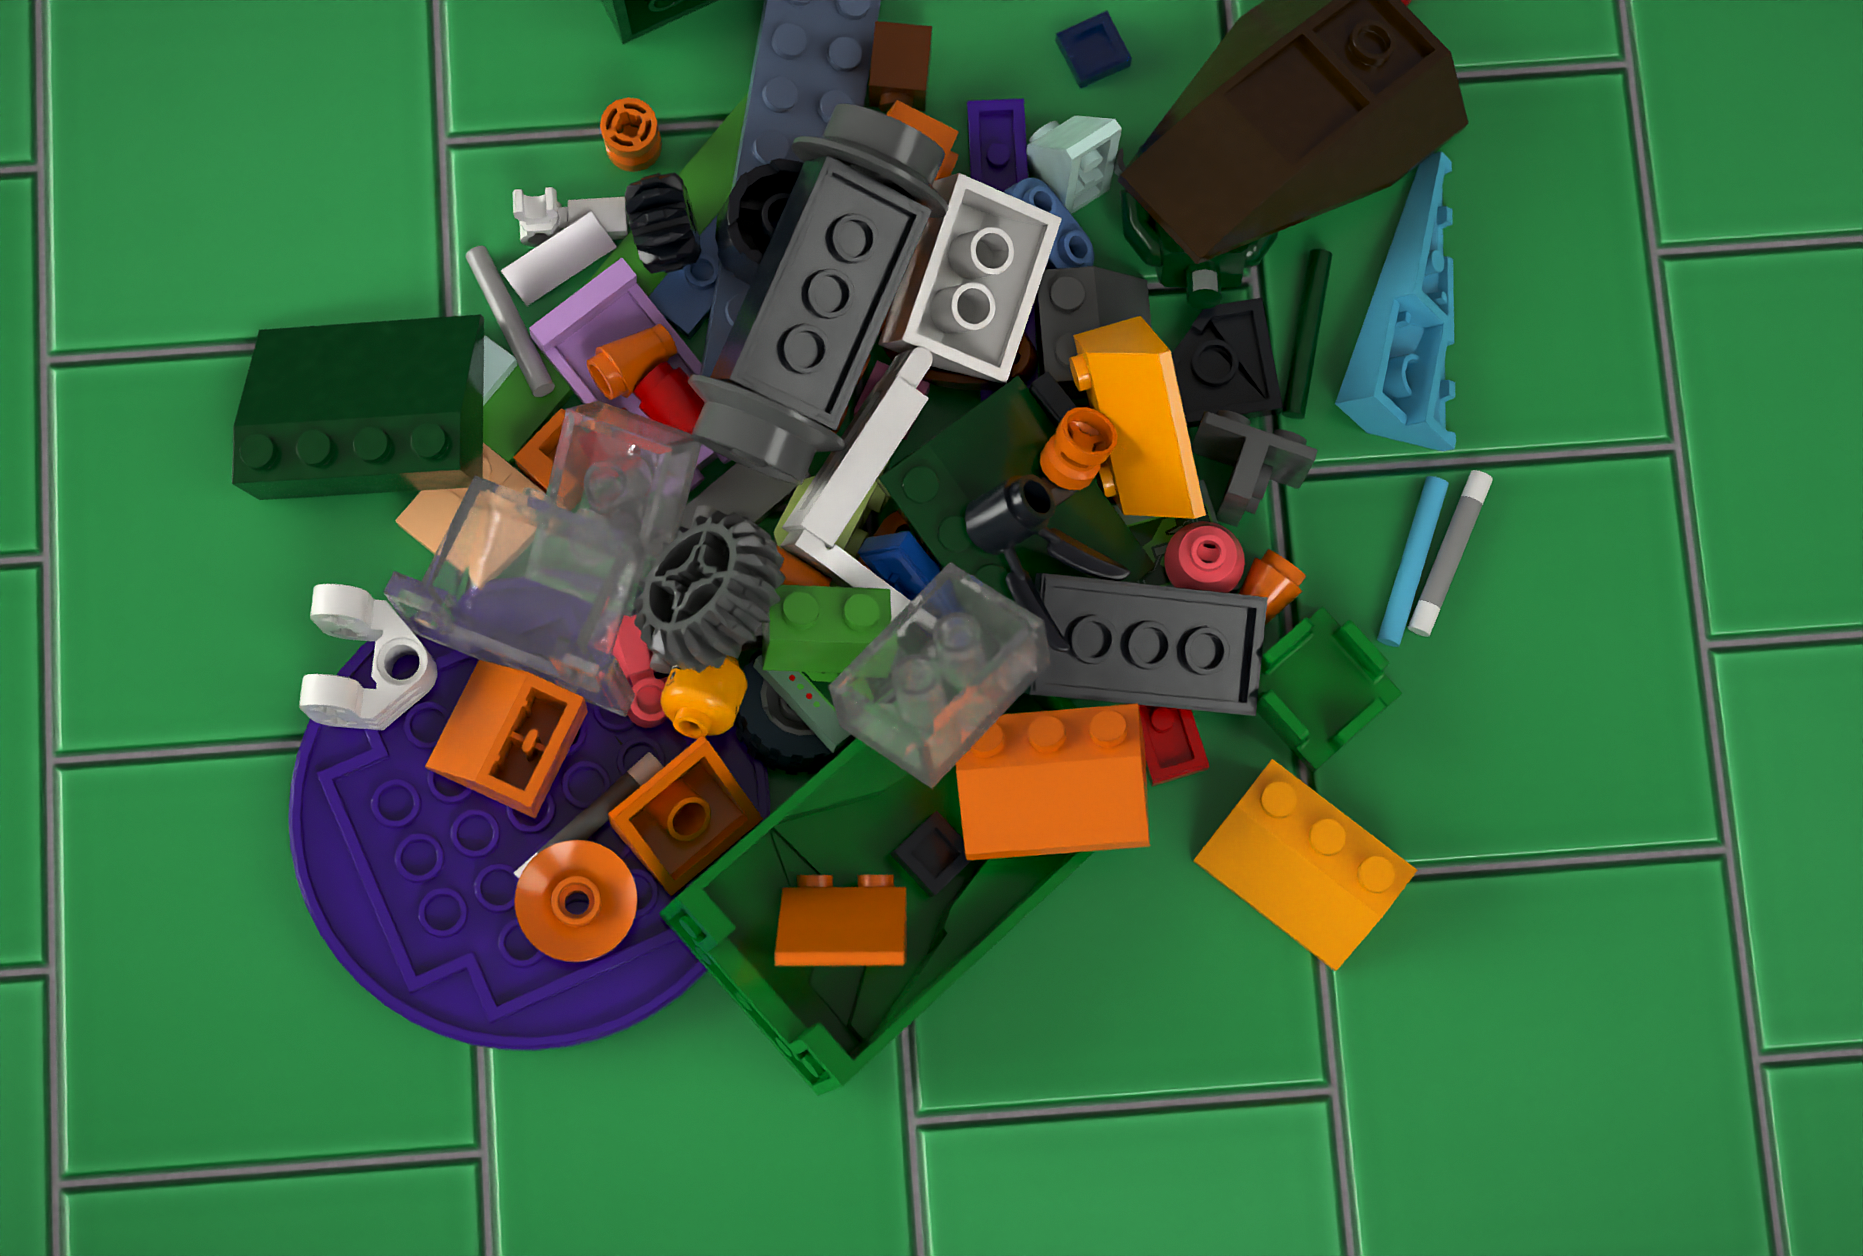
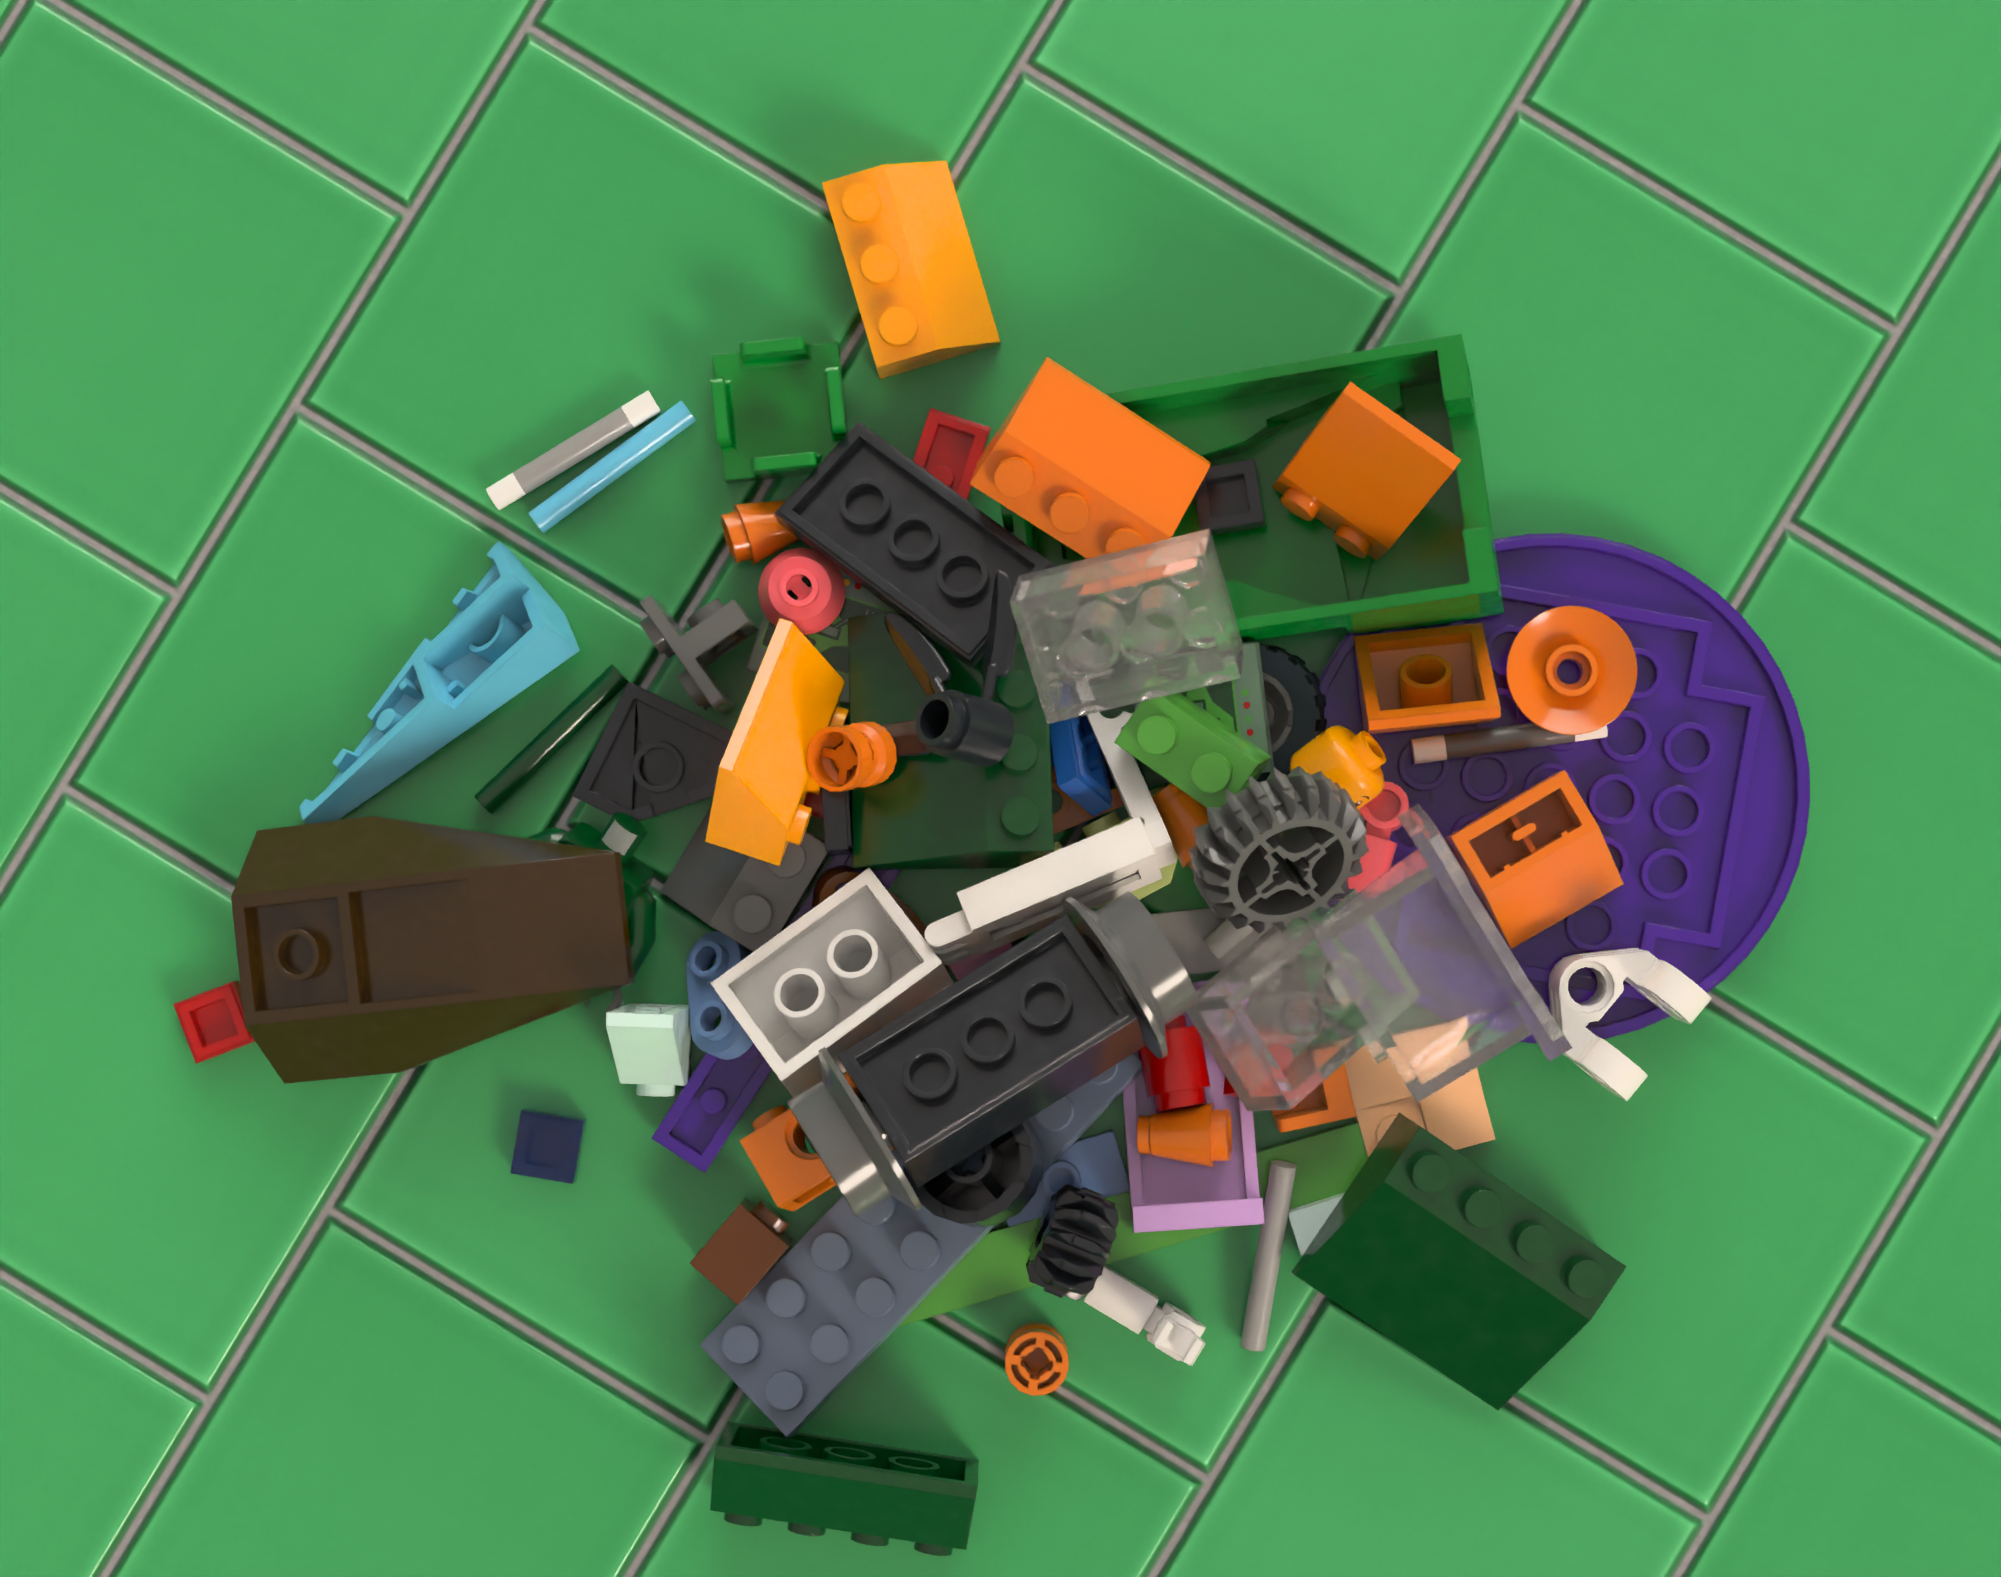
camera: 140 degrees left, 10 degrees up
(558, 258) = (1183, 1284): white sticker -> none

